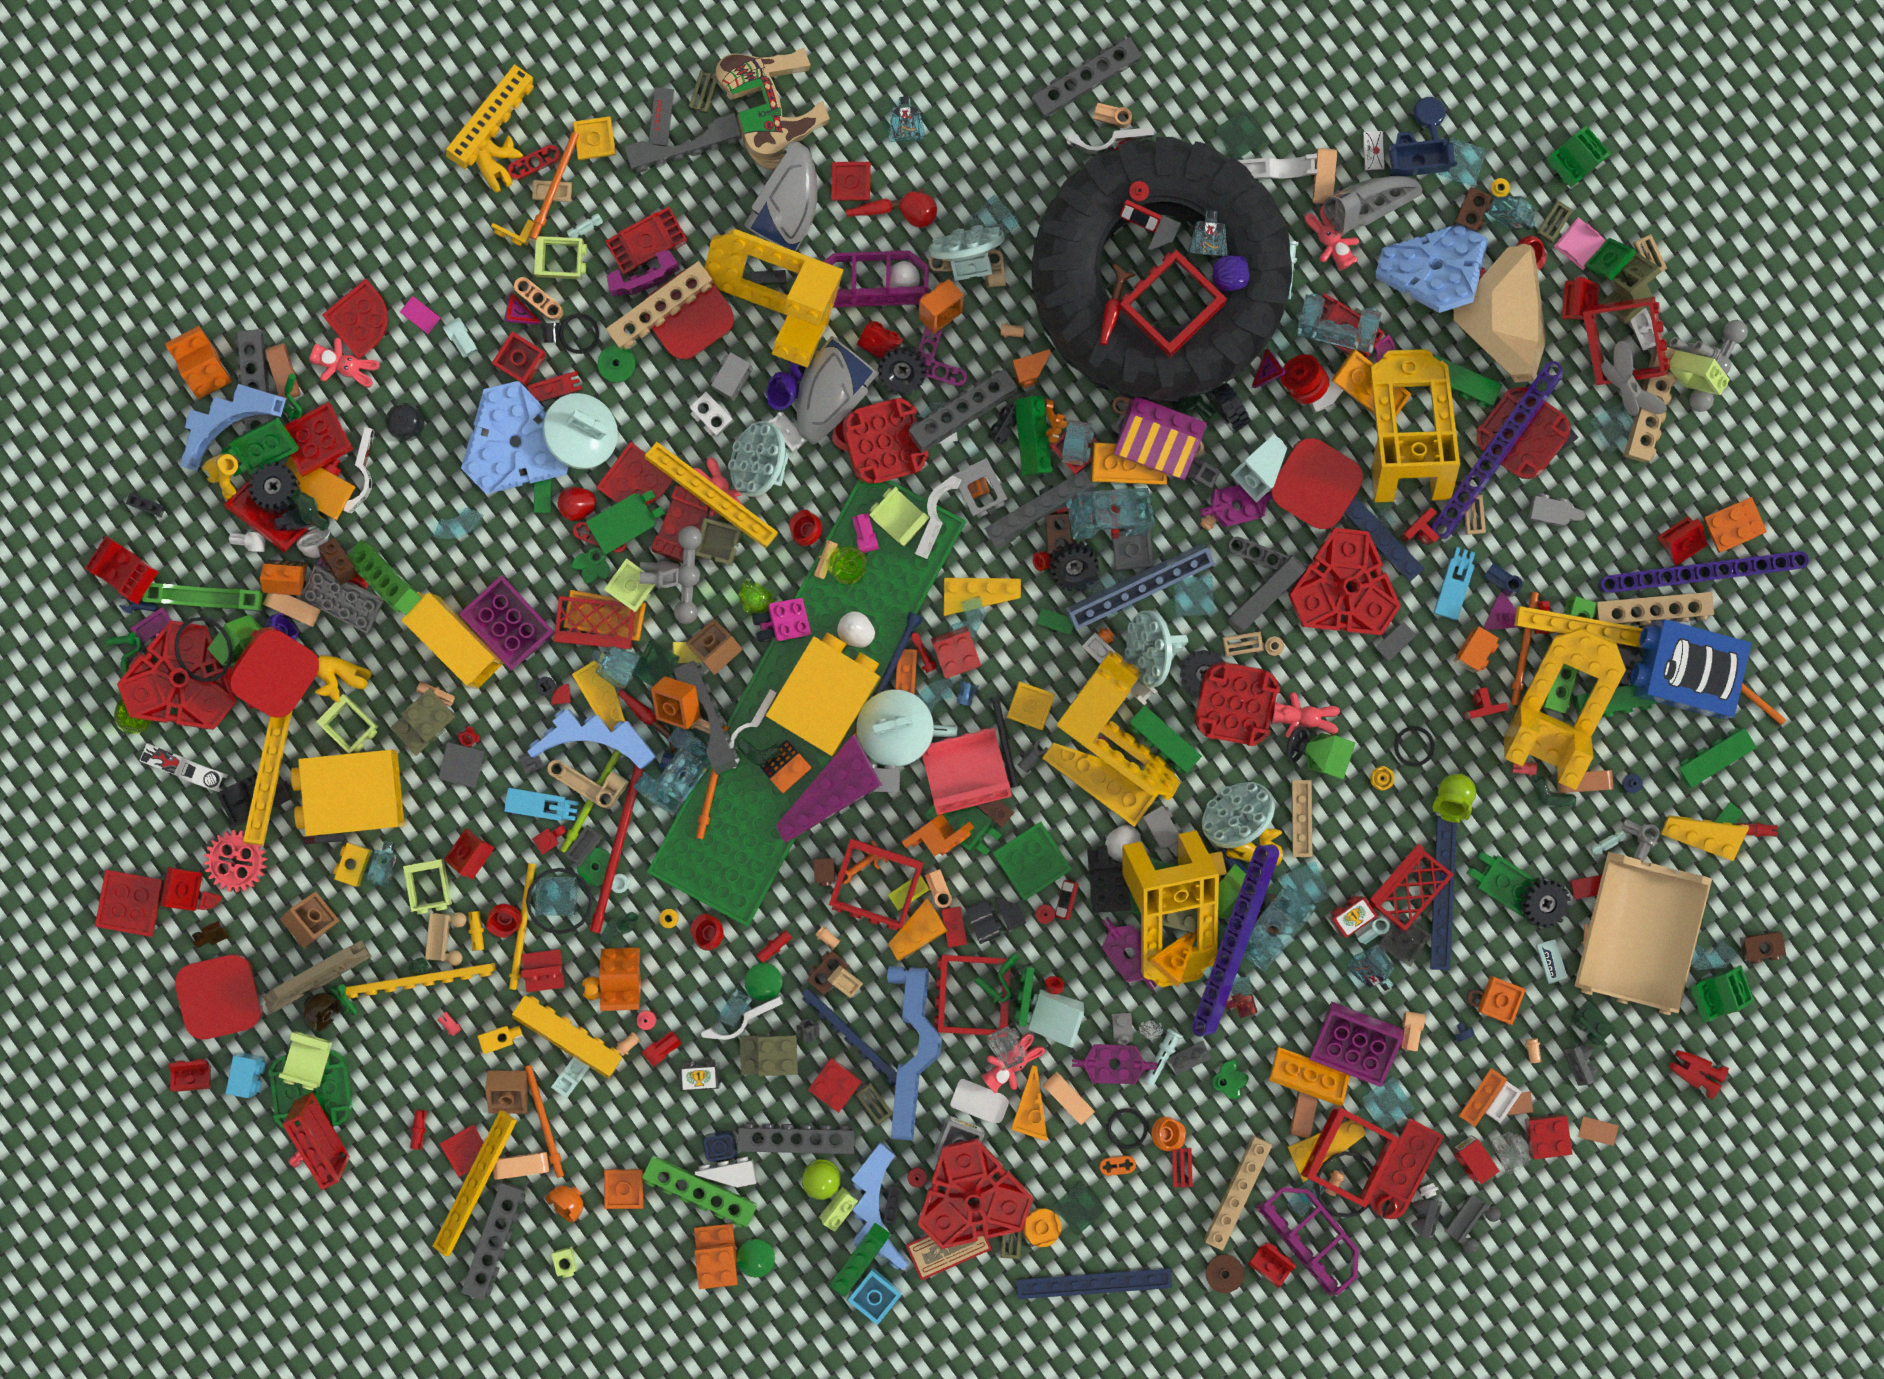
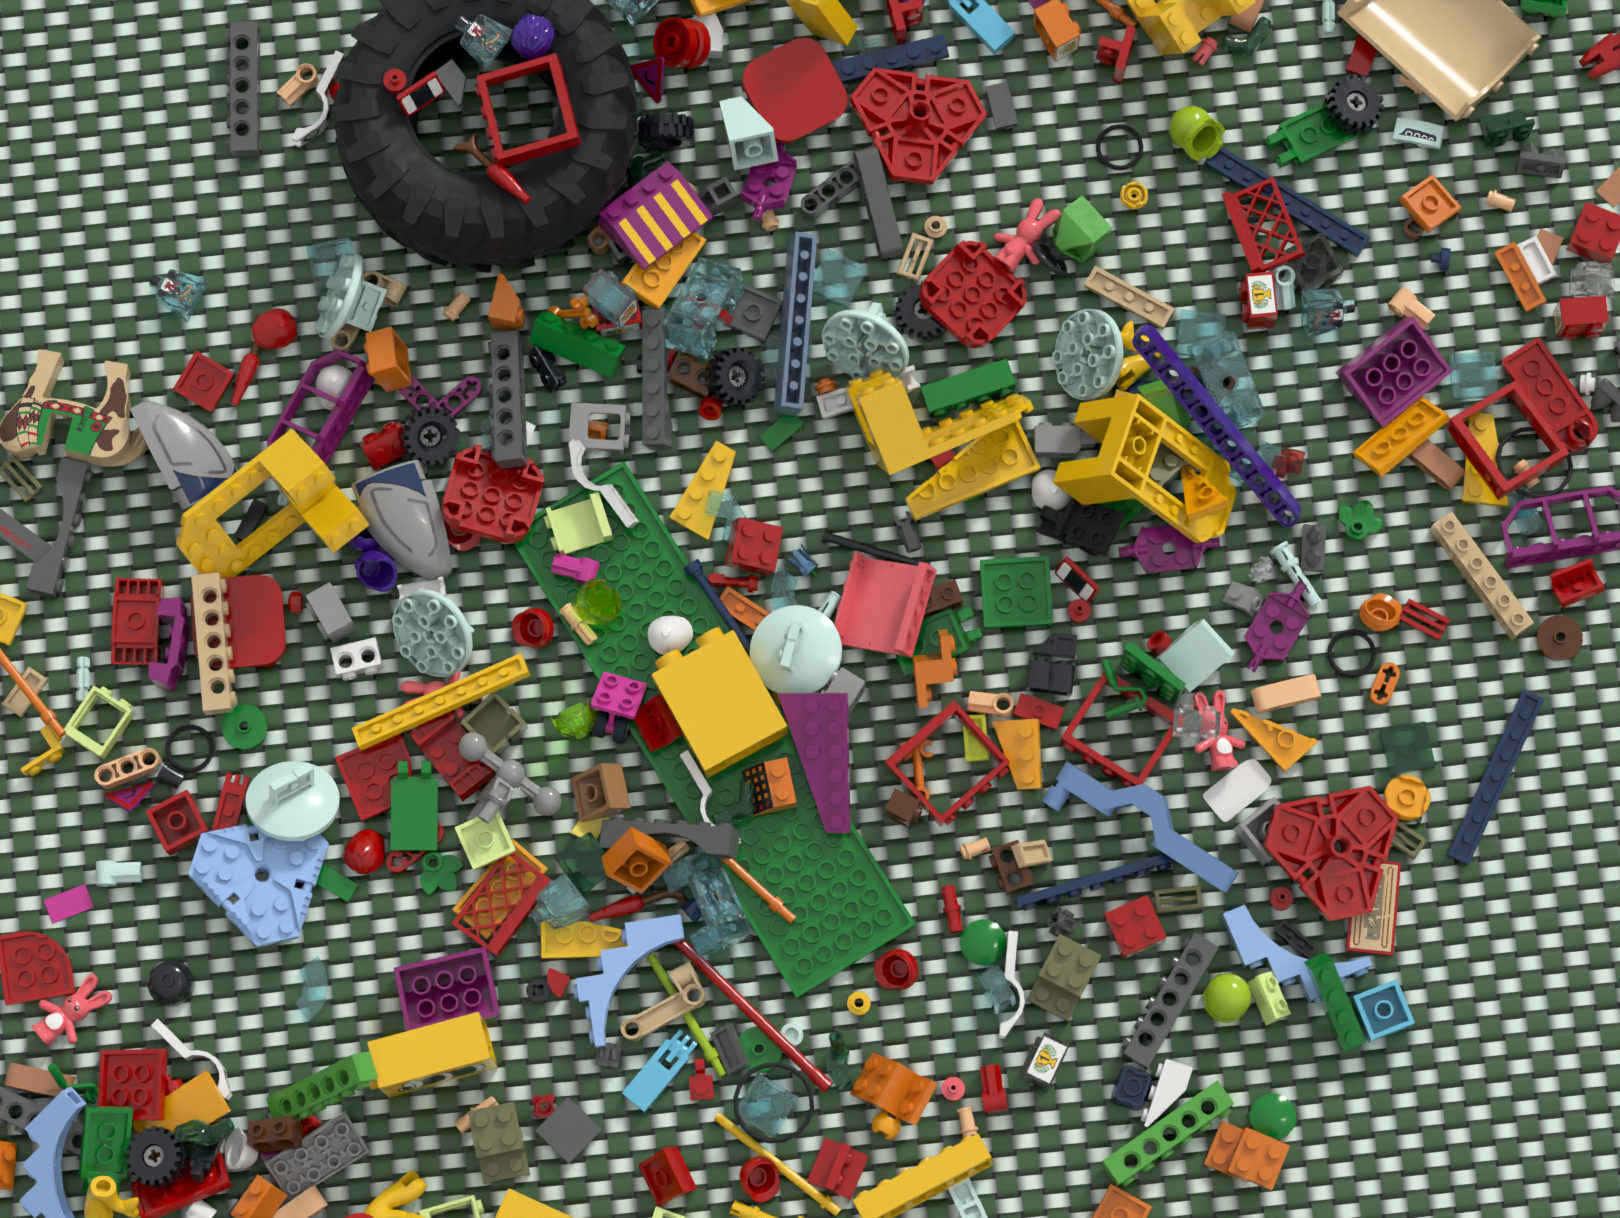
camera: 55 degrees left, 10 degrees down
(726, 346) = (295, 602): none -> red tile
(783, 658) = (657, 724): none -> red bracket
(1030, 705) = (853, 504): yellow plate -> none

